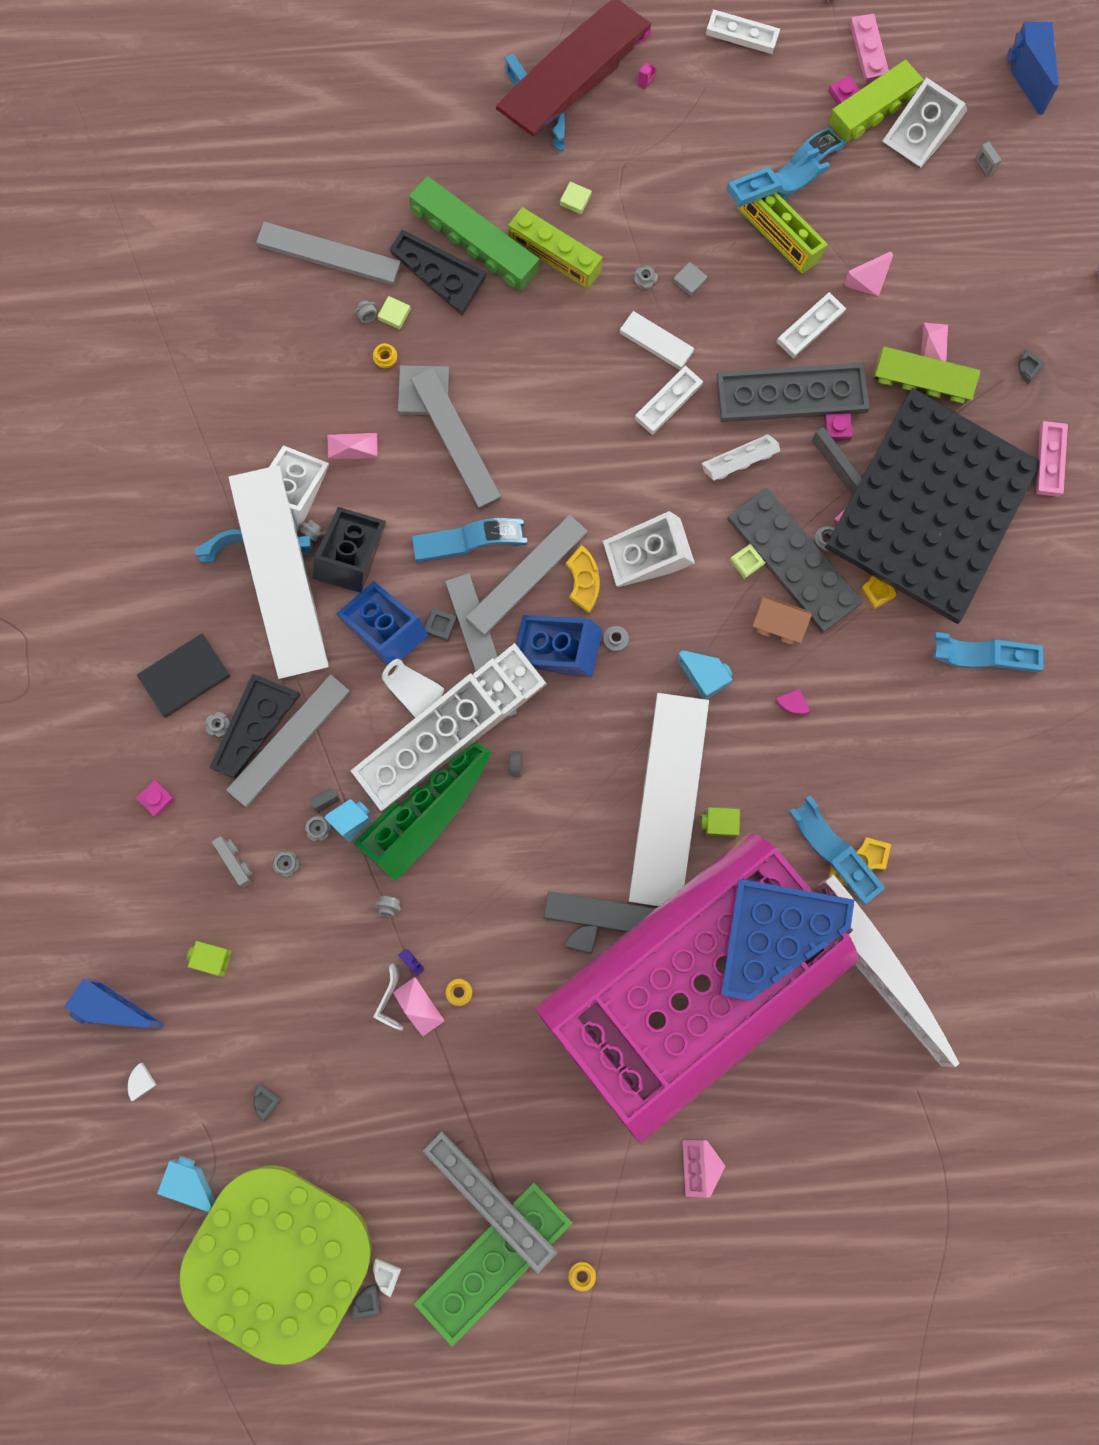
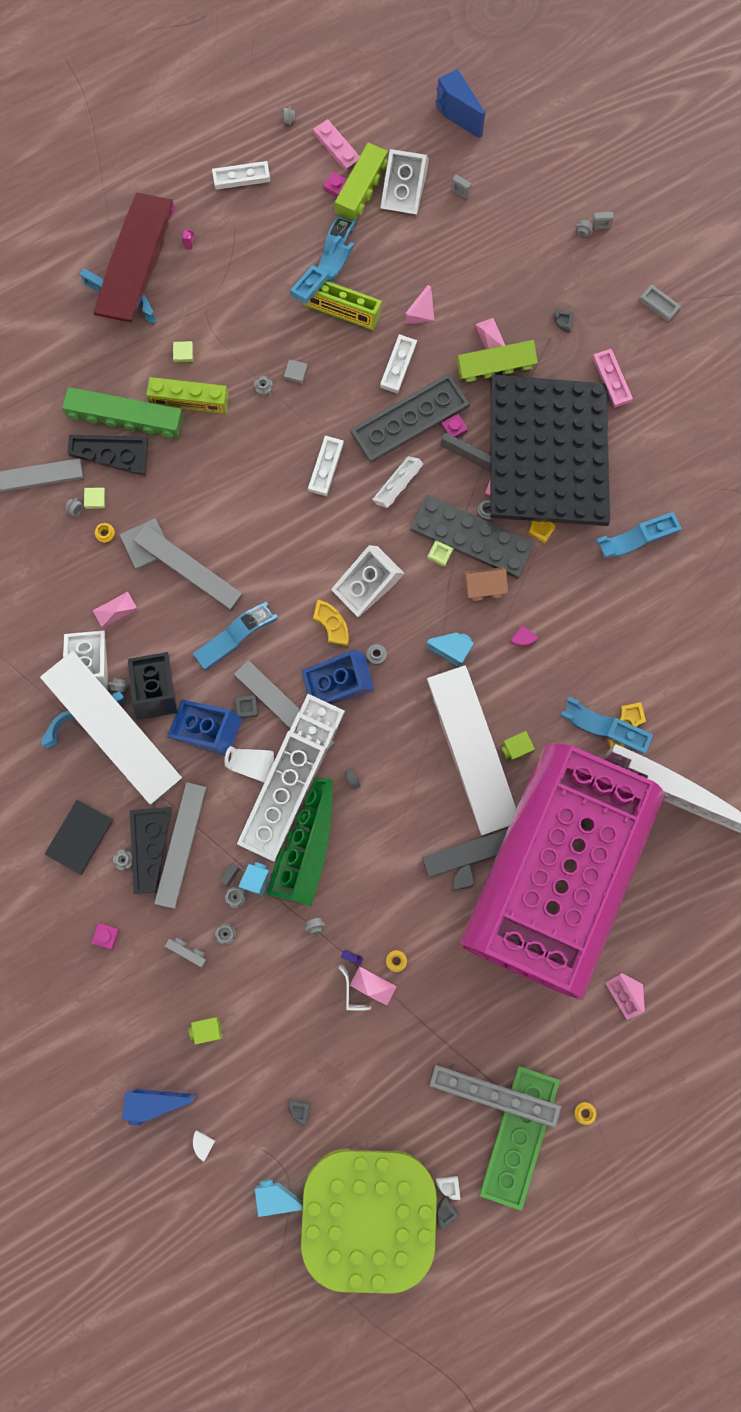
camera: 25 degrees left, 0 degrees up
(526, 575) = (290, 641): light grey tile -> none
(656, 340) = (294, 427): white tile -> none
(777, 932) = (602, 805): blue plate -> none

